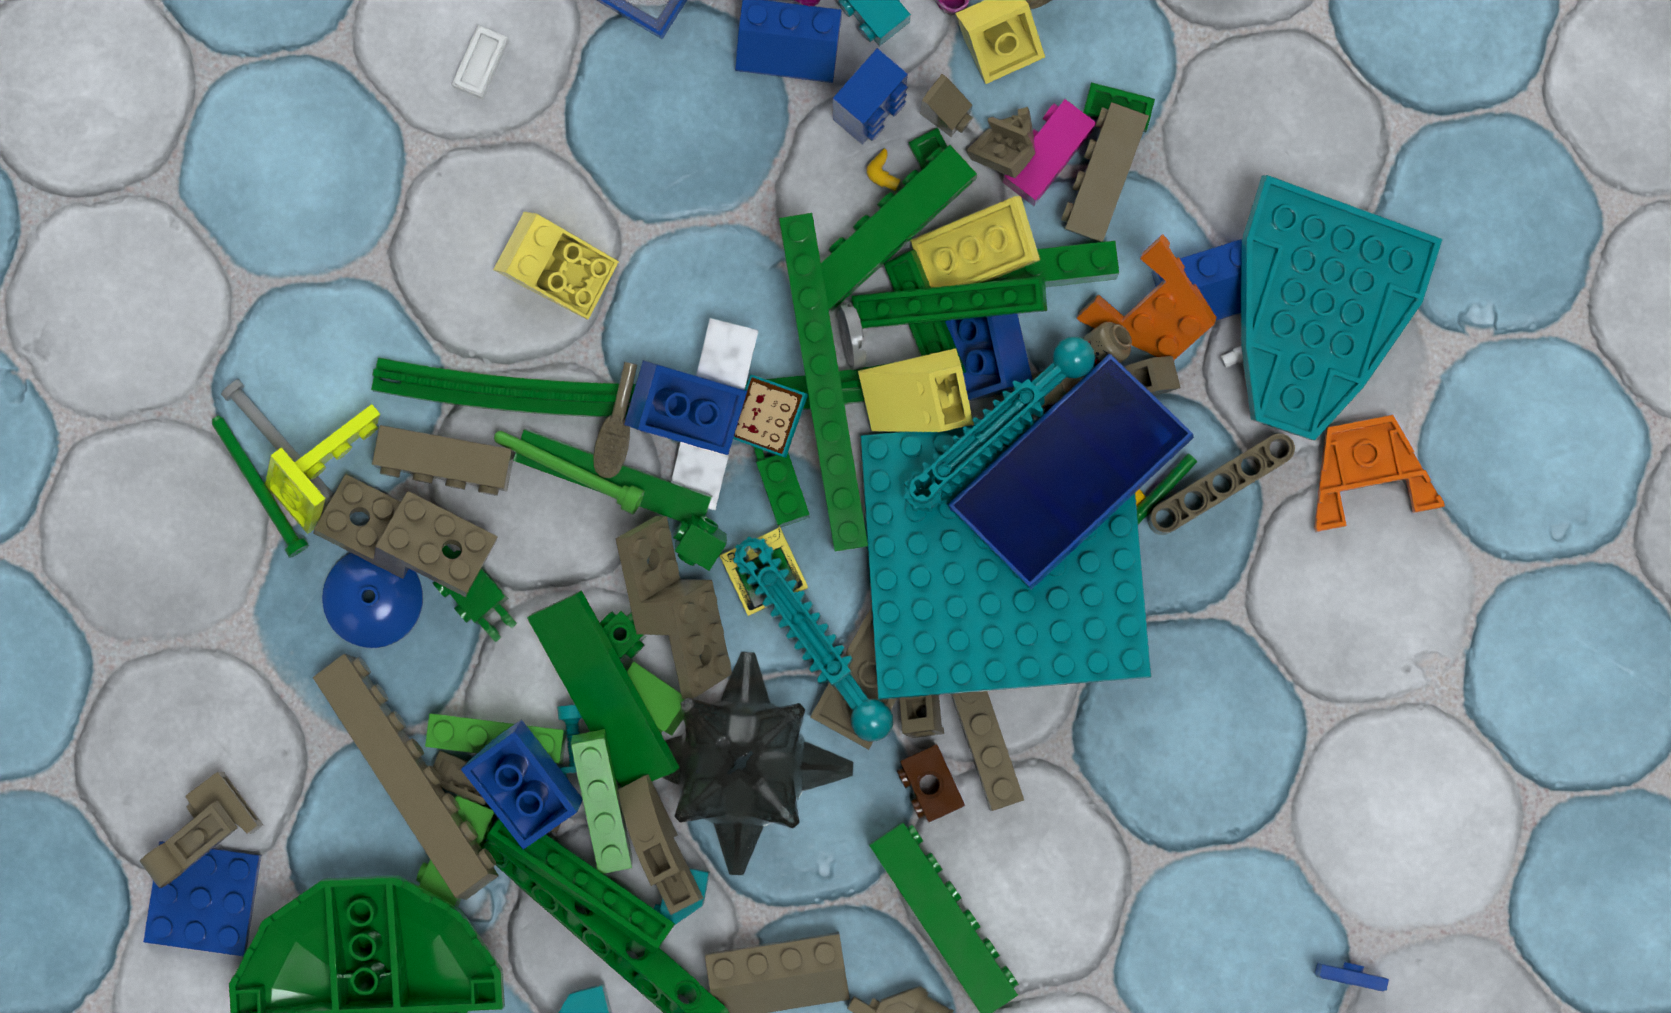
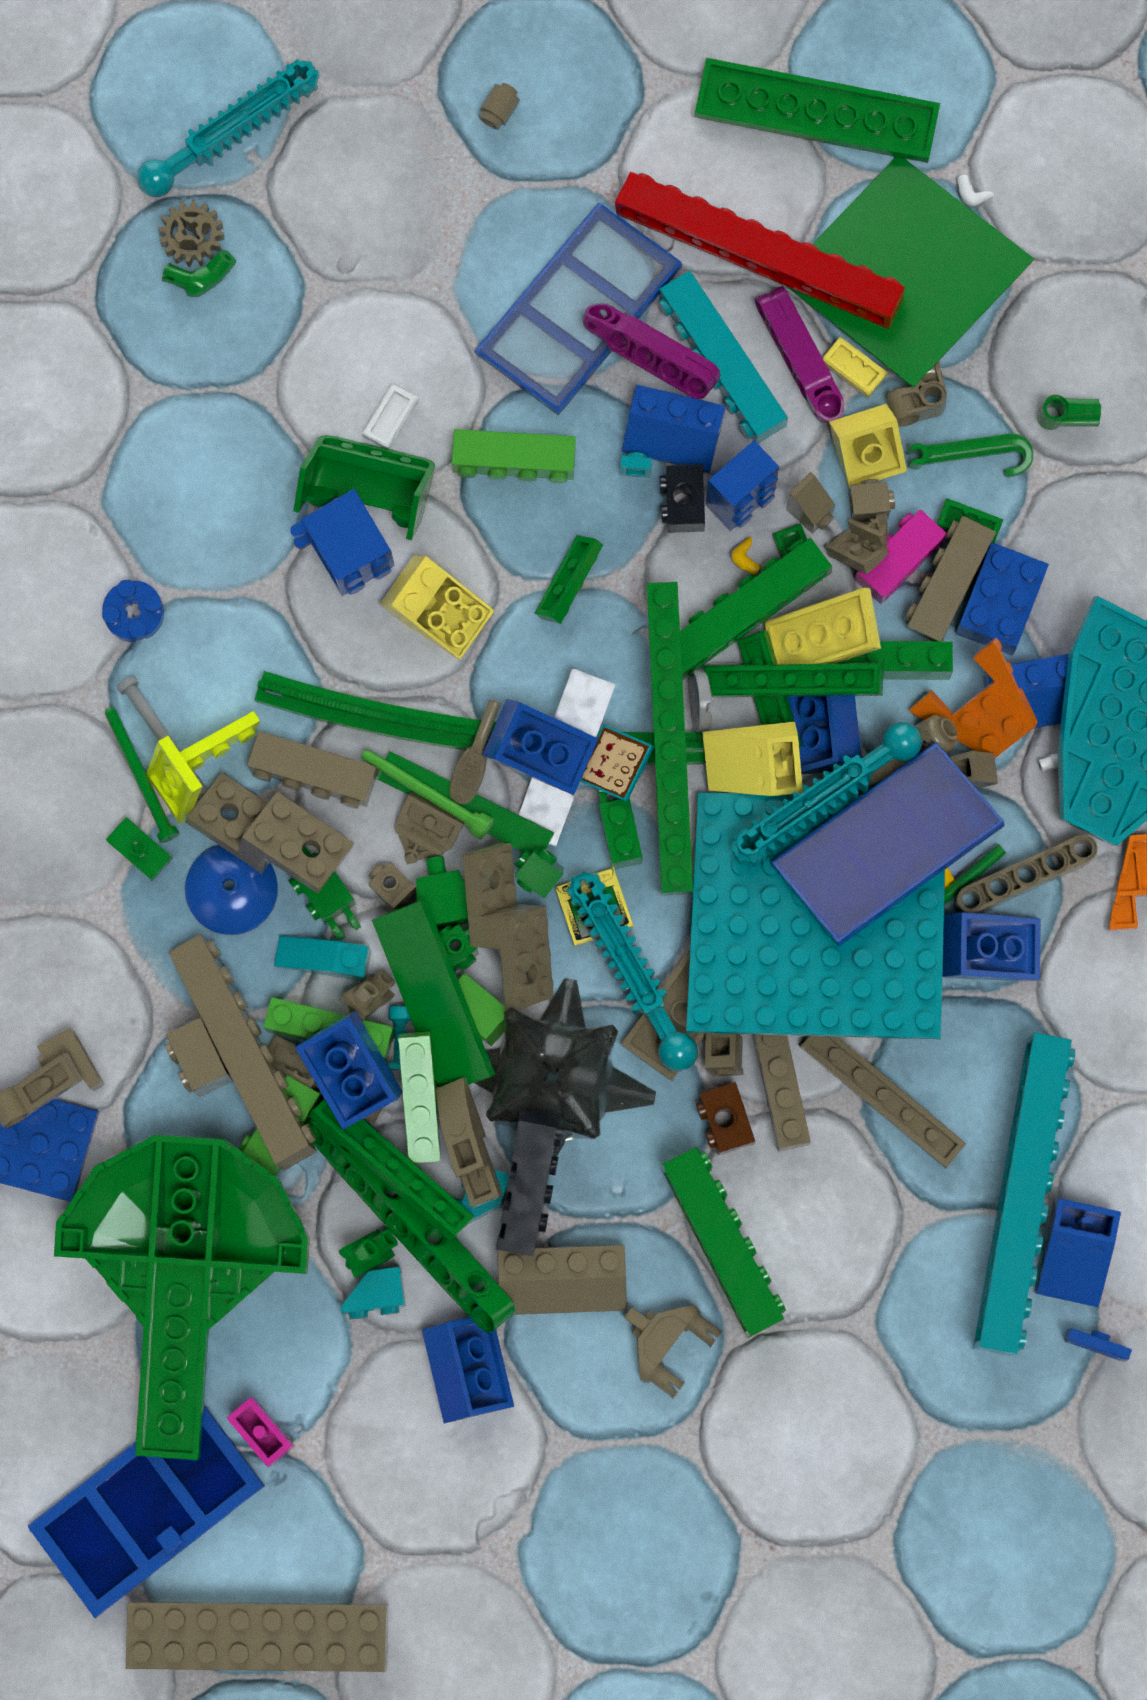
camera: 10 degrees right, 5 degrees down
(209, 313) = (115, 612): none -> blue plate
(267, 567) = (139, 849): none -> green plate
(357, 789) = (198, 1057): none -> dark tan brick
(448, 208) = (346, 542): none -> blue container
(464, 131) = (377, 474): none -> green windscreen
(480, 661) = (323, 957): none -> teal slope
(534, 697) = (370, 994): none -> dark tan hips
(552, 584) = (395, 896): none -> dark tan brick
(567, 972) = (369, 1251): none -> green hips
(573, 509) = (425, 829): none -> dark tan slope
(599, 578) = (443, 893): none -> green torso
(619, 89) = (513, 455): none -> bright green brick
(694, 218) = (568, 579): none -> green plate
(729, 881) = (528, 1182): none -> black wedge
(753, 85) = (636, 465): none -> teal plate
(809, 95) = (689, 481): none -> black brick
(1009, 94) = (870, 499): none -> dark tan brick
(1099, 742) = (885, 1097): none -> dark tan plate
(1116, 24) = (972, 449): none -> green piece
(1163, 185) = (1002, 598): none -> blue brick
(1193, 565) = (991, 947): none -> blue slope
(1256, 829) = (1023, 1194): none -> teal brick
(1320, 881) = (1078, 1252): none -> blue slope

